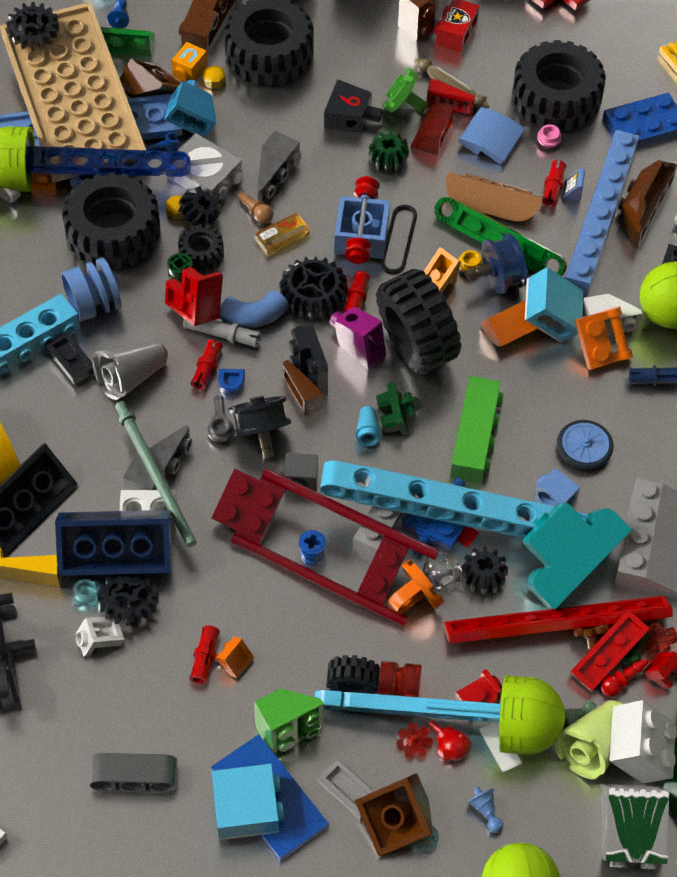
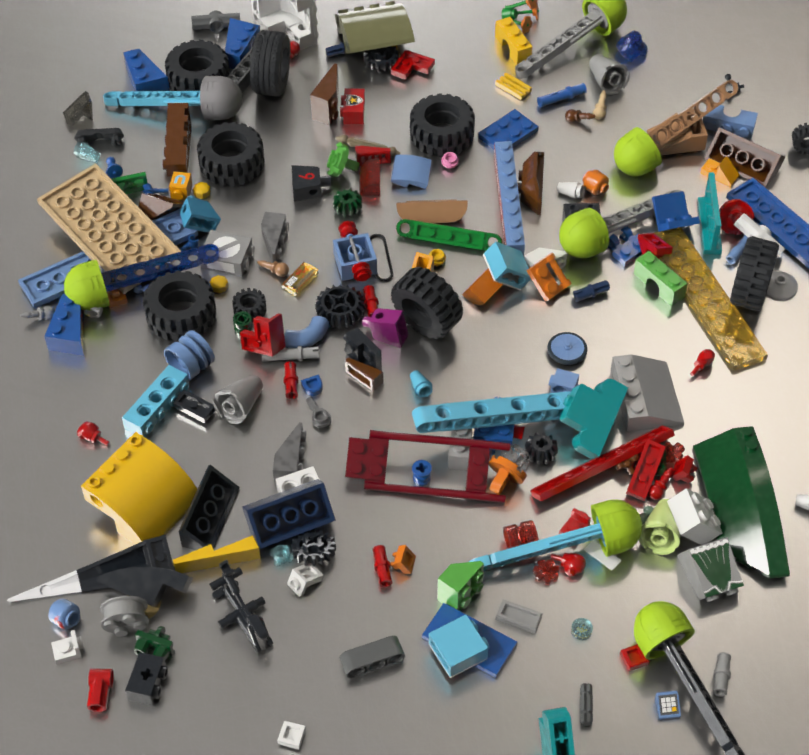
camera: 20 degrees left, 5 degrees down
(32, 26) = (64, 191): black gear -> none
(128, 420) = (257, 430): sand green bar -> none
(149, 56) = (148, 189): none -> blue hand
(199, 207) = (236, 278): black gear -> none
(260, 417) = (347, 400): black wheel -> none
(301, 469) = (390, 423): dark grey brick -> none
(353, 675) = (489, 541): black tyre -> none
(396, 814) = (559, 619): reddish brown slope -> none
(400, 407) = (437, 373): dark green hips -> none
(475, 430) = (493, 362): bright green brick -> none
(485, 805) = (611, 592): medium blue piece -> none
(502, 264) = (461, 250): dark blue wheel -> none
(554, 183) = (467, 189): red pin -> none
(573, 186) = (482, 187): medium blue slope -> none

